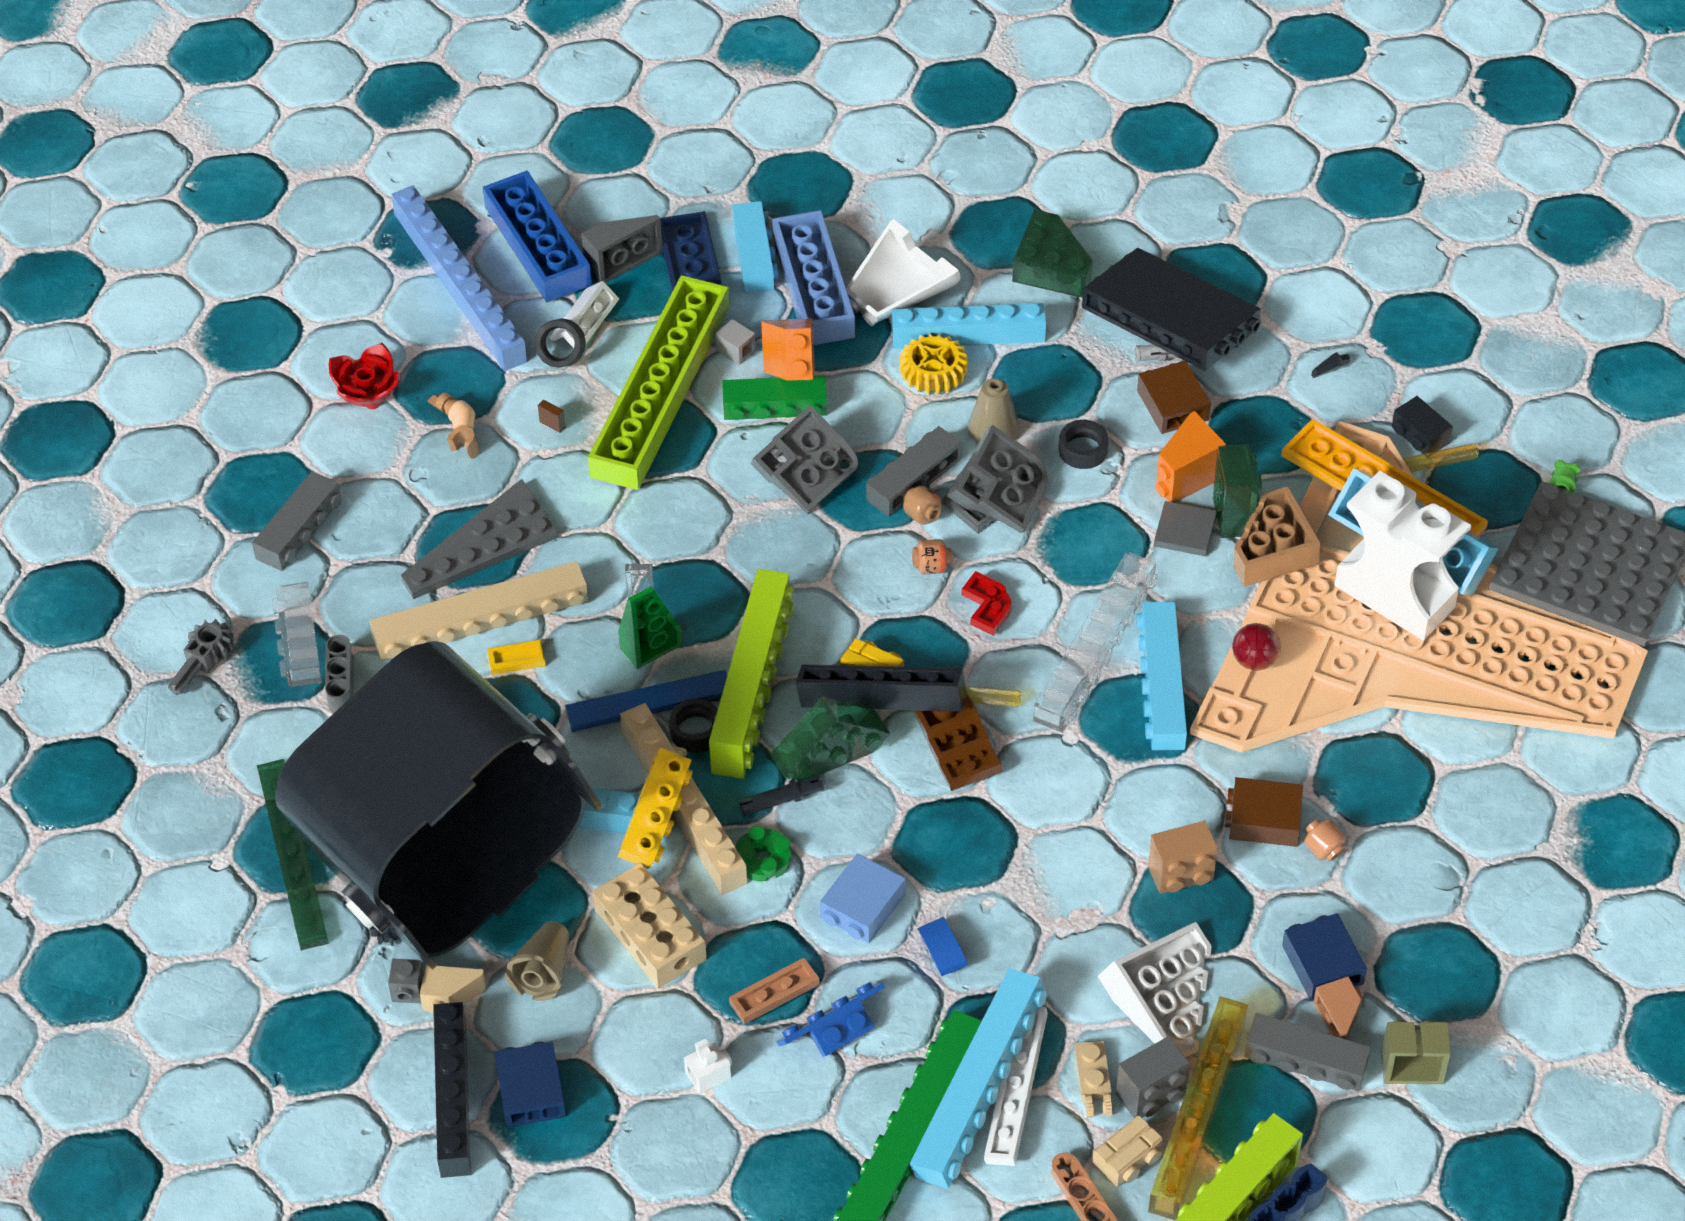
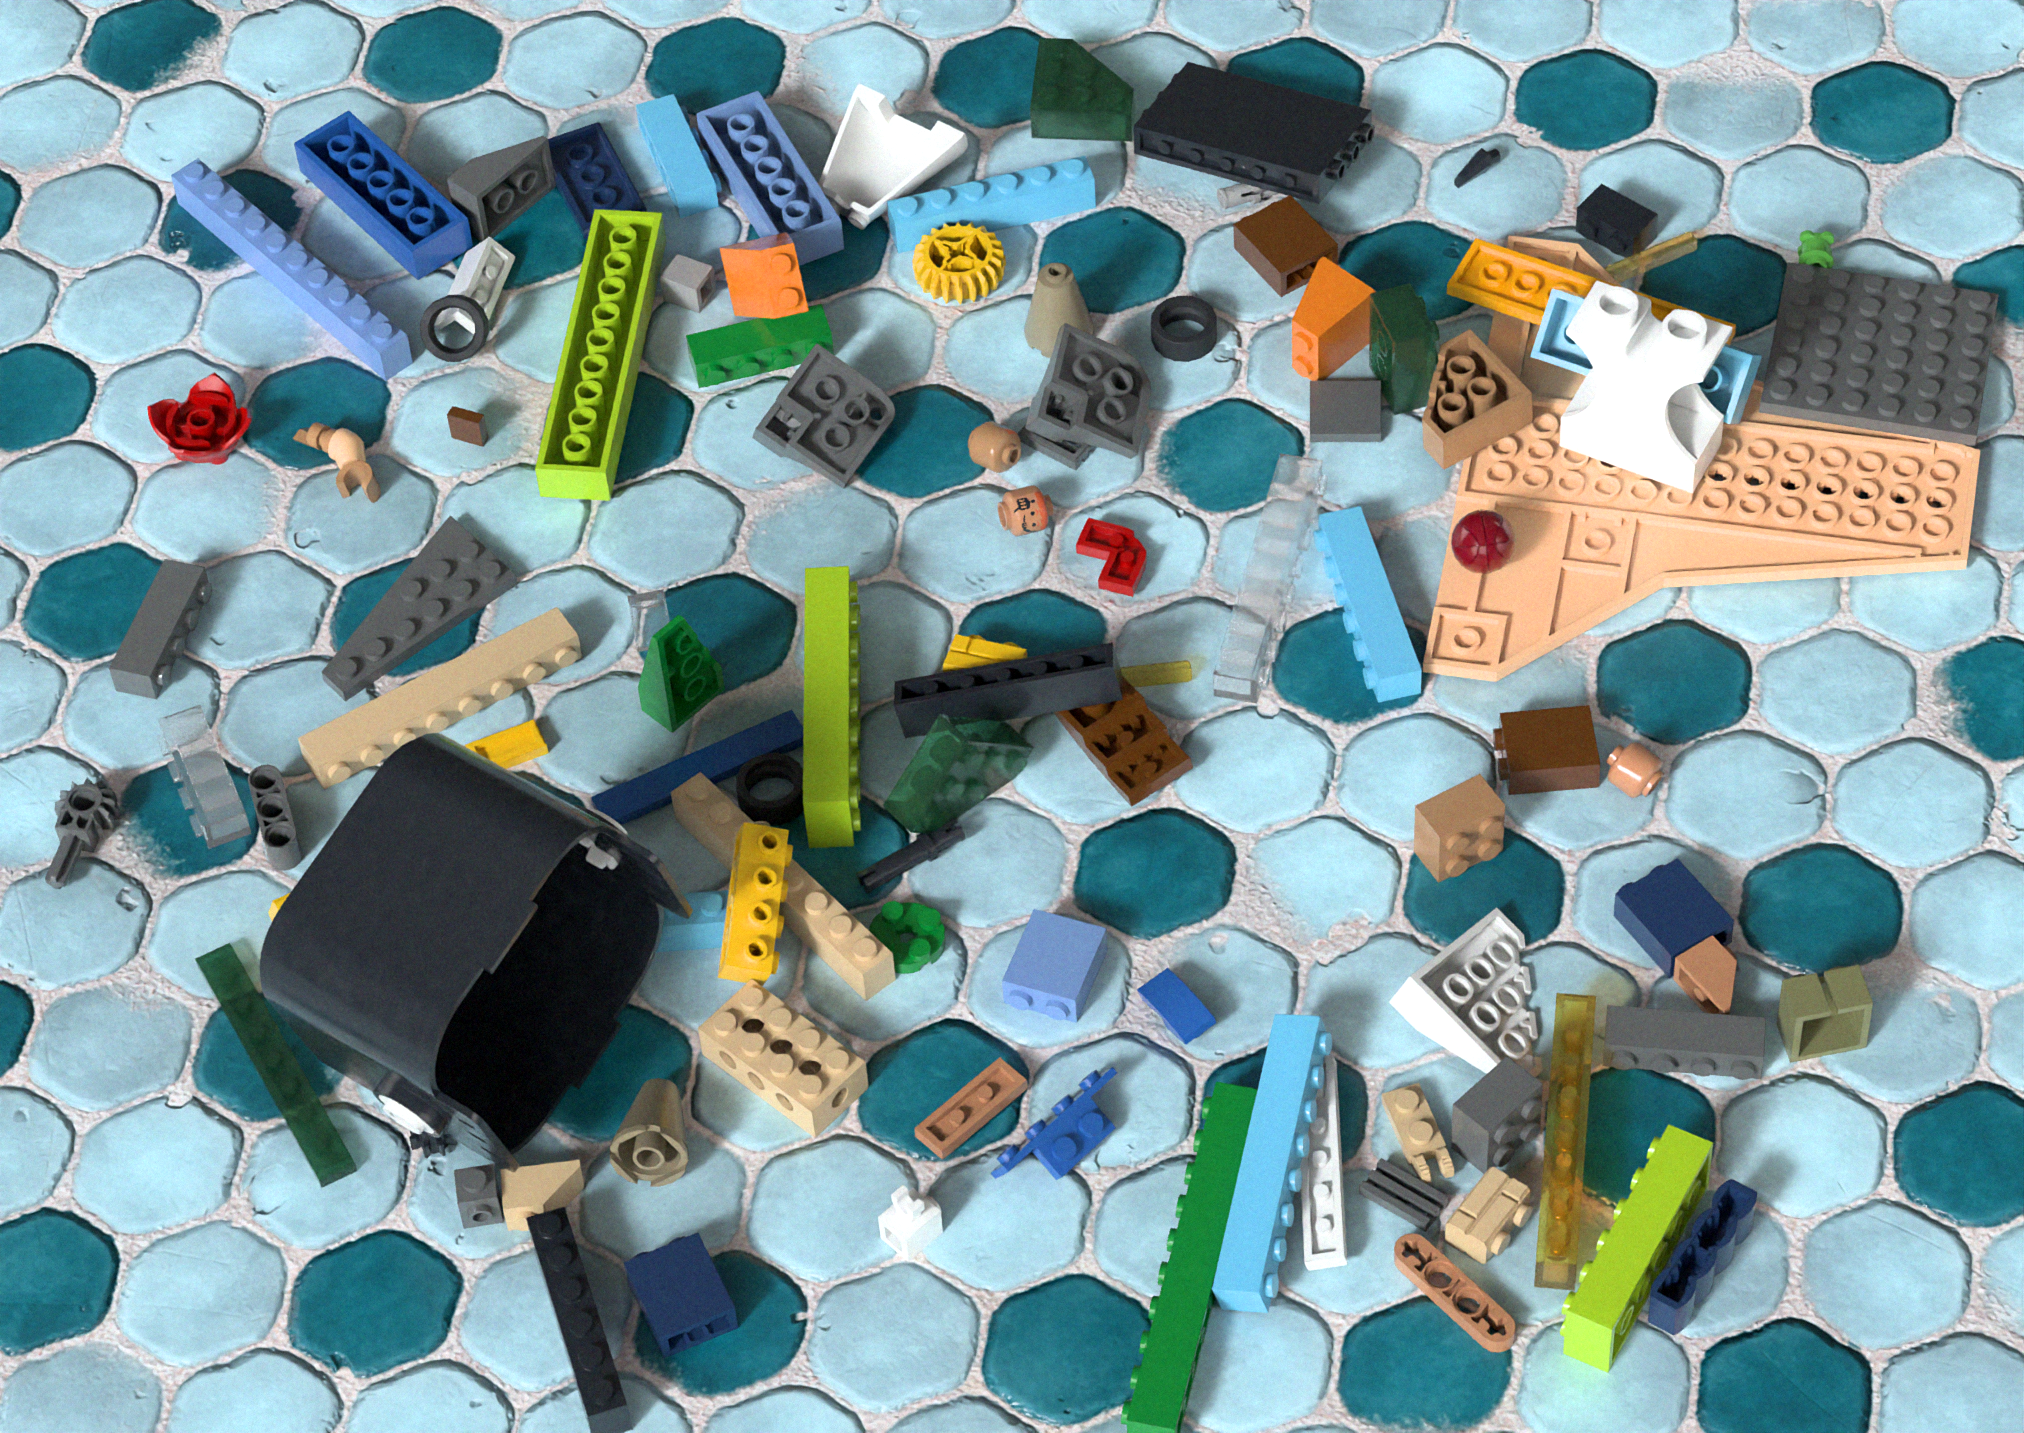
camera: 10 degrees left, 0 degrees up
(915, 468) = (972, 400): dark grey brick -> none
(1079, 1115) = (1406, 1189): none -> dark grey tile

